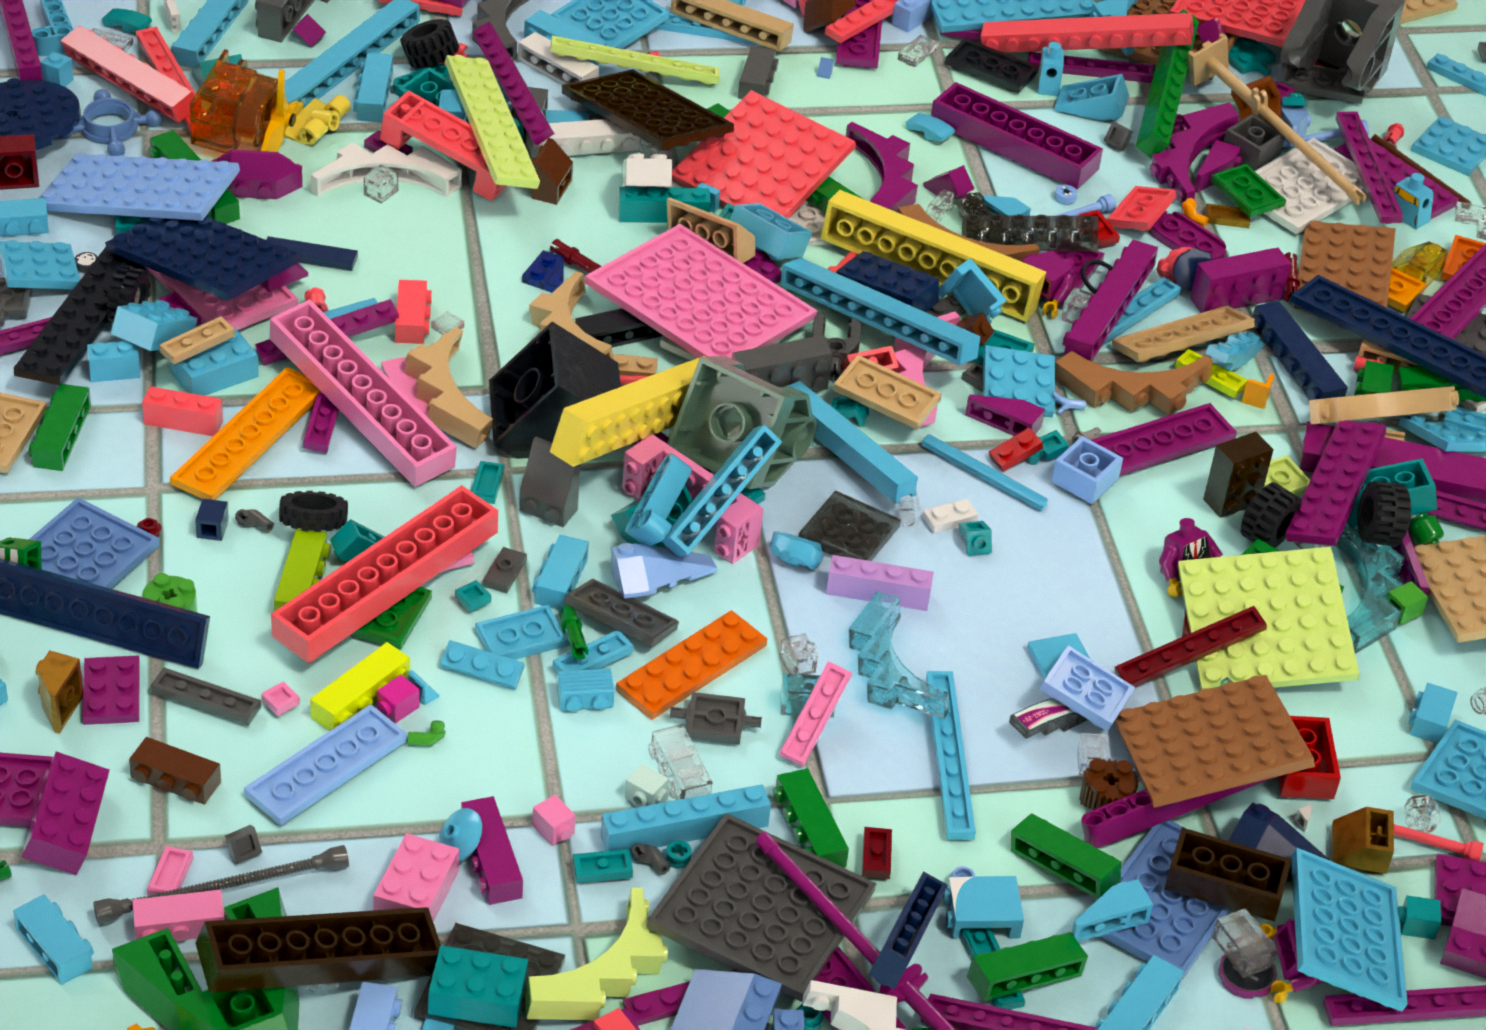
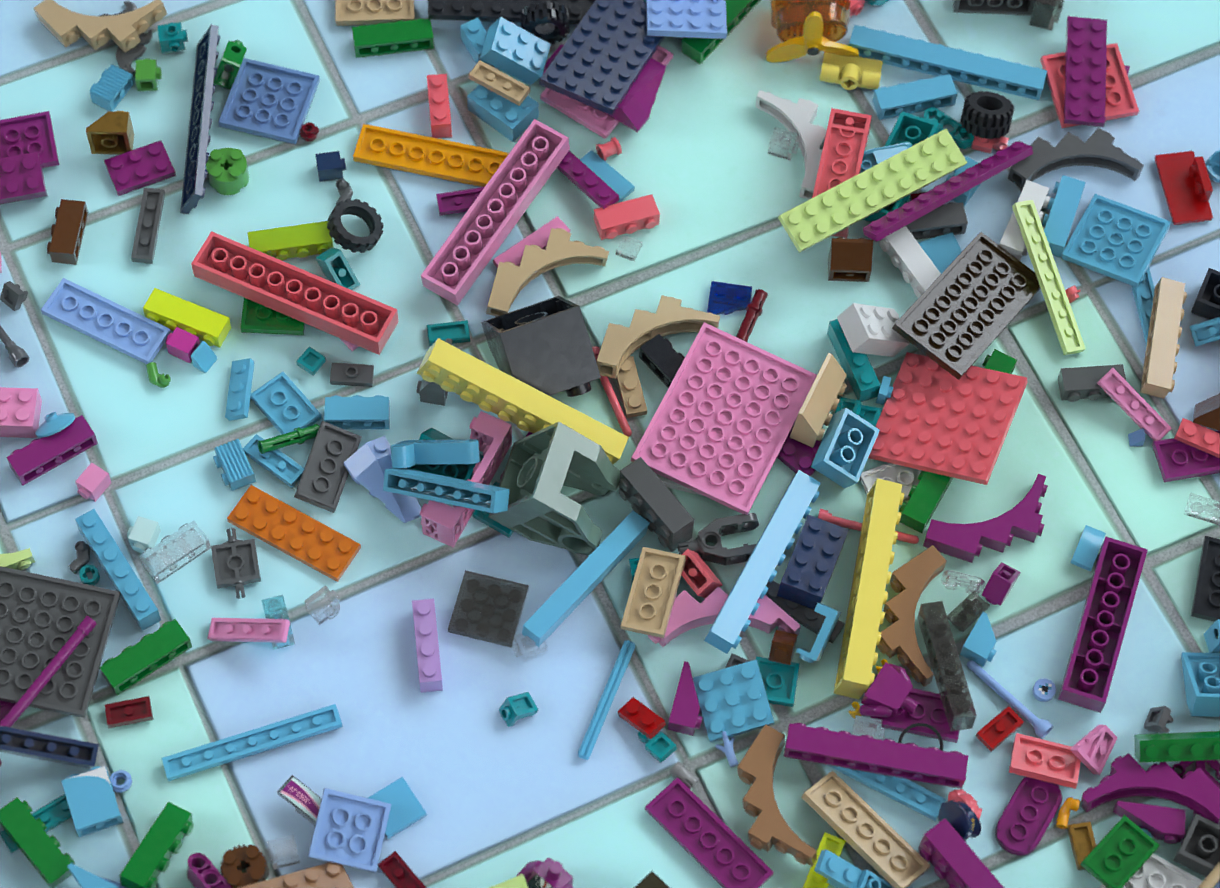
camera: 75 degrees right, 20 degrees up
(263, 174) = (744, 57): magenta wedge -> none
(280, 698) = (161, 271): bright pink plate -> none
(309, 30) = (972, 24): magenta panel -> none
(320, 254) = (674, 125): dark blue tile -> none
(602, 866) = (60, 527): teal plate -> none
(794, 53) = (1134, 405): none -> bright pink tile
(796, 550) = (445, 573): medium azure piece -> none
(889, 679) = (362, 655): clear light blue arch -> none
(949, 515) = (540, 684): white plate -> none
(1087, 469) = (630, 780): light blue brick -> none
(1131, 173) = (1095, 748): none -> bright pink wing

